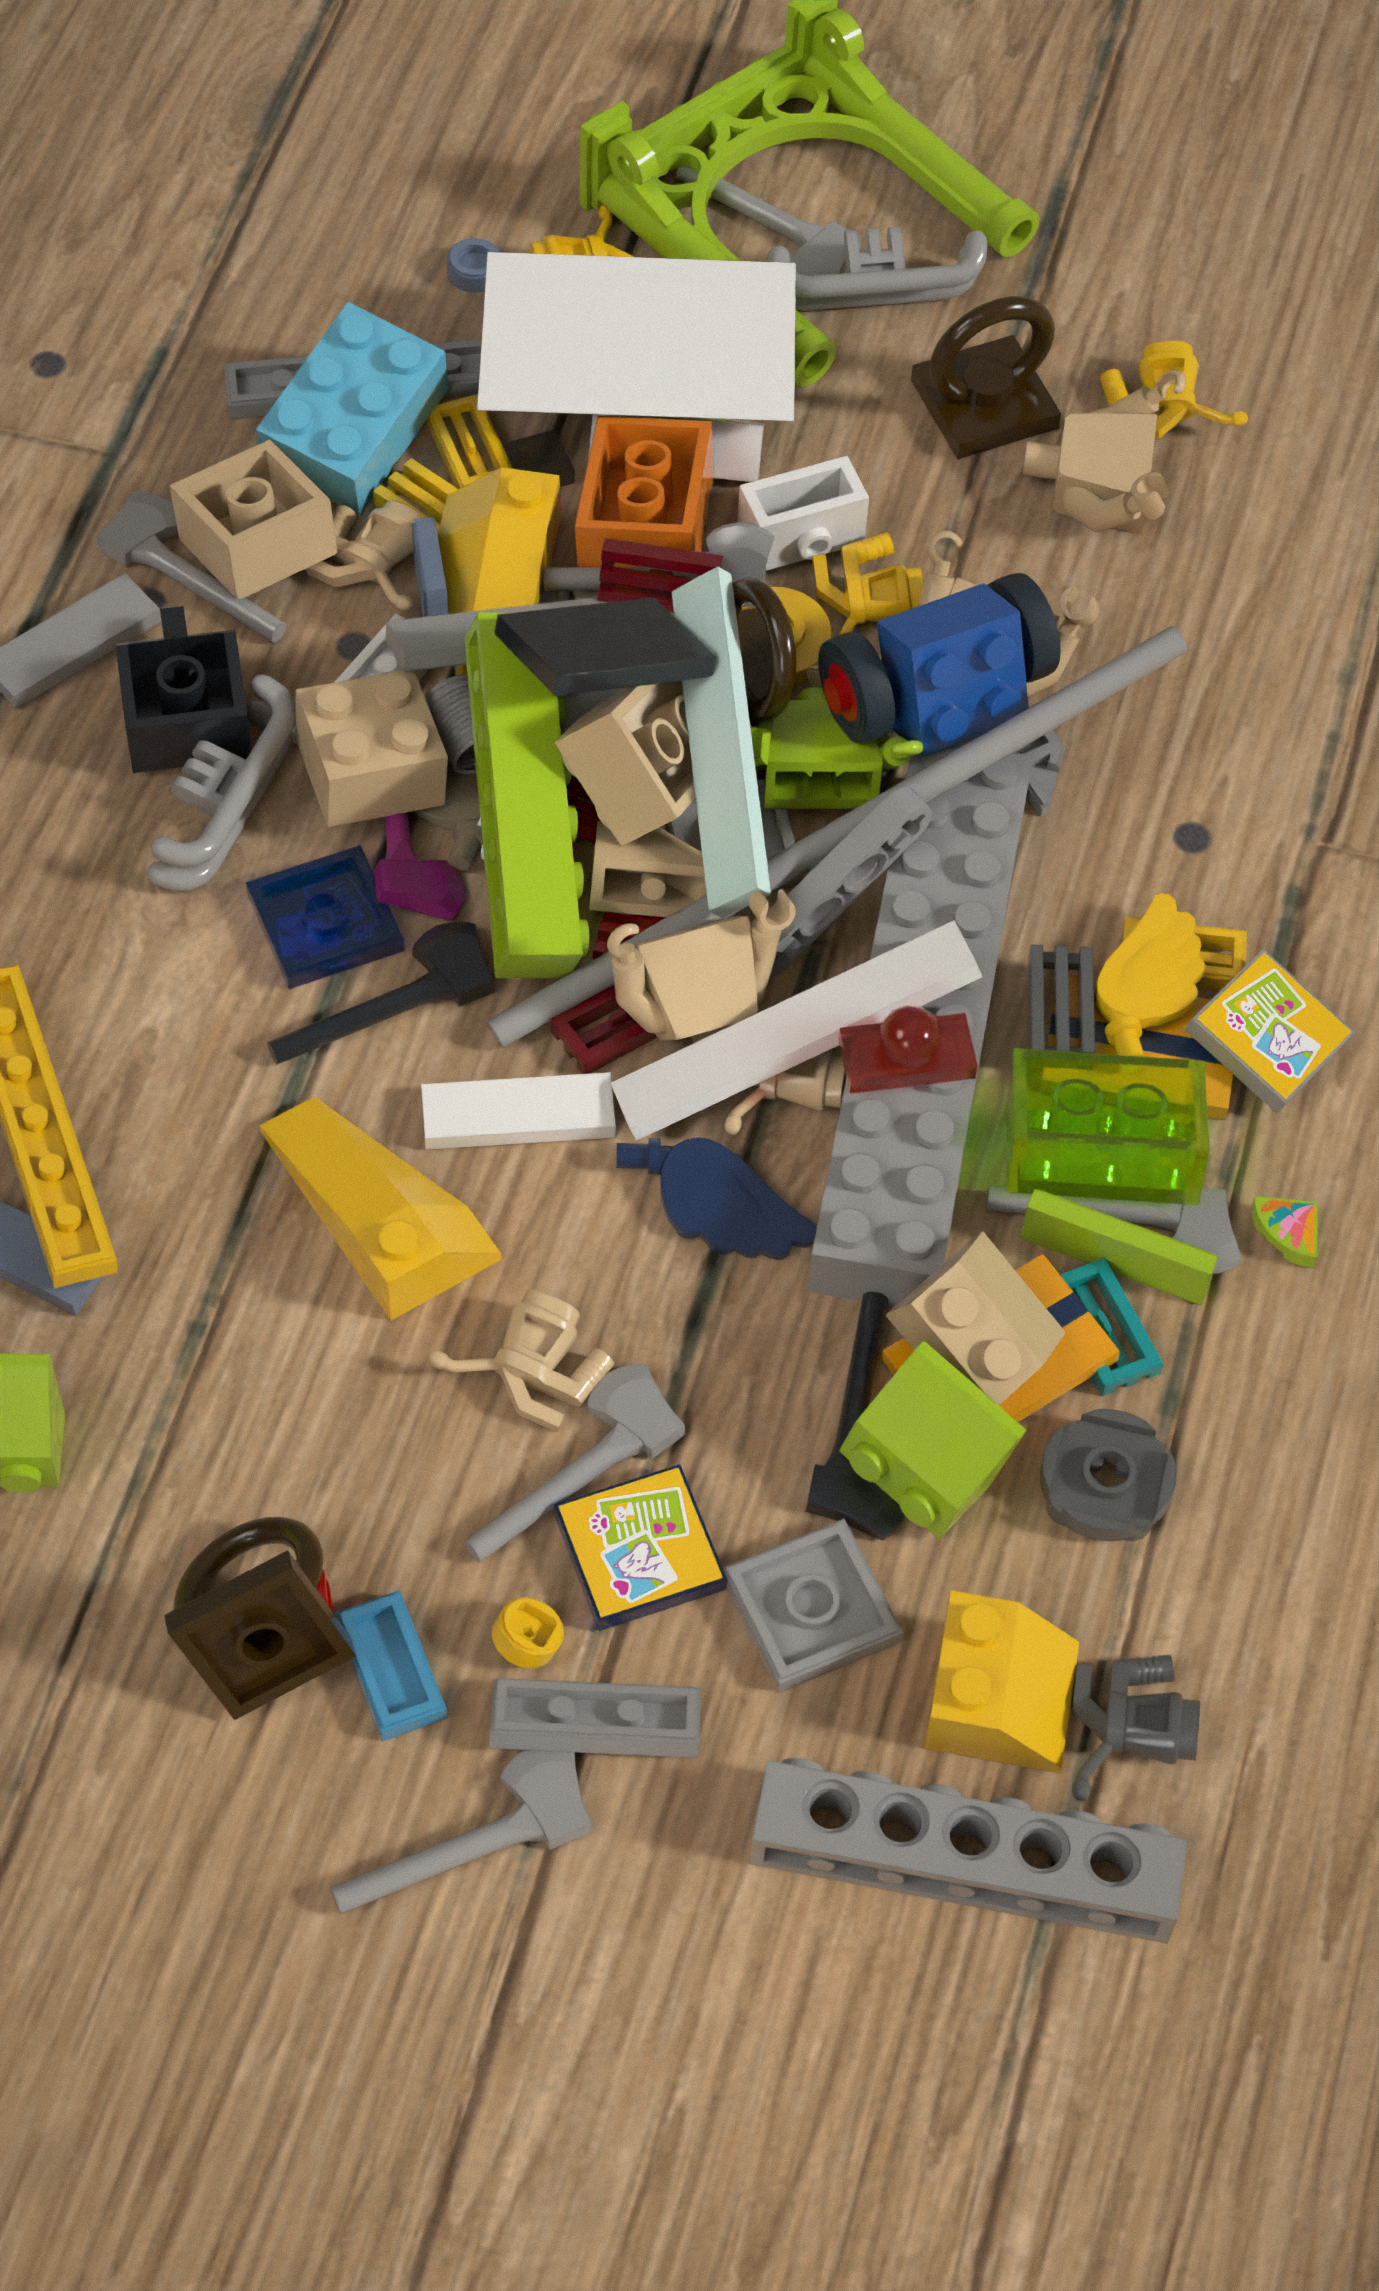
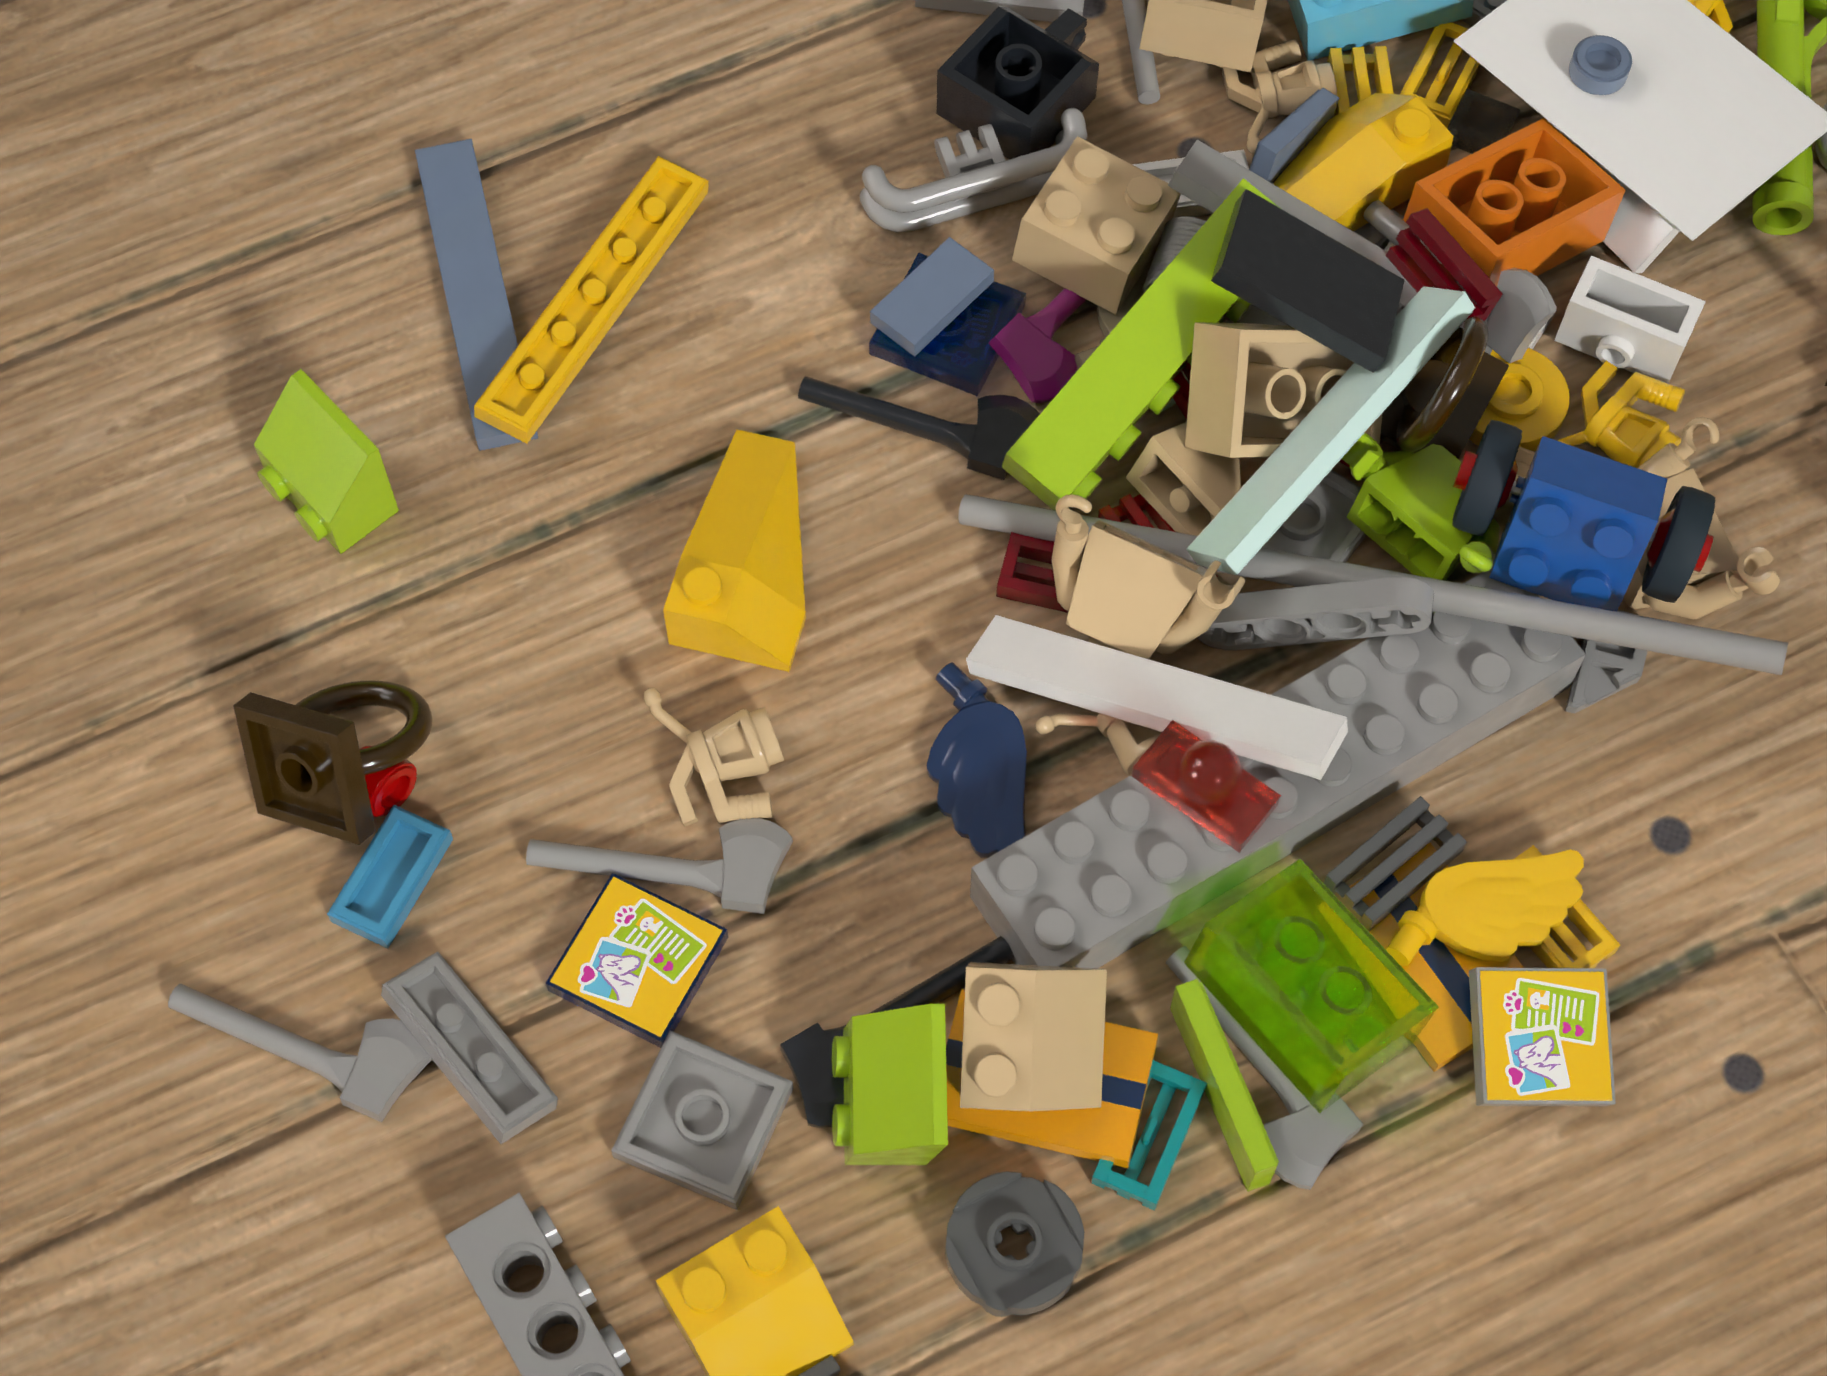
camera: 50 degrees right, 5 degrees up
(300, 902) = (931, 296): none -> sand blue tile
(518, 1110) = (915, 576): white tile -> none
(527, 1632) = (493, 942): yellow tile -> none
(601, 346) = (1600, 65): none -> sand blue tile
(1289, 1227) = (1381, 1200): tile -> none

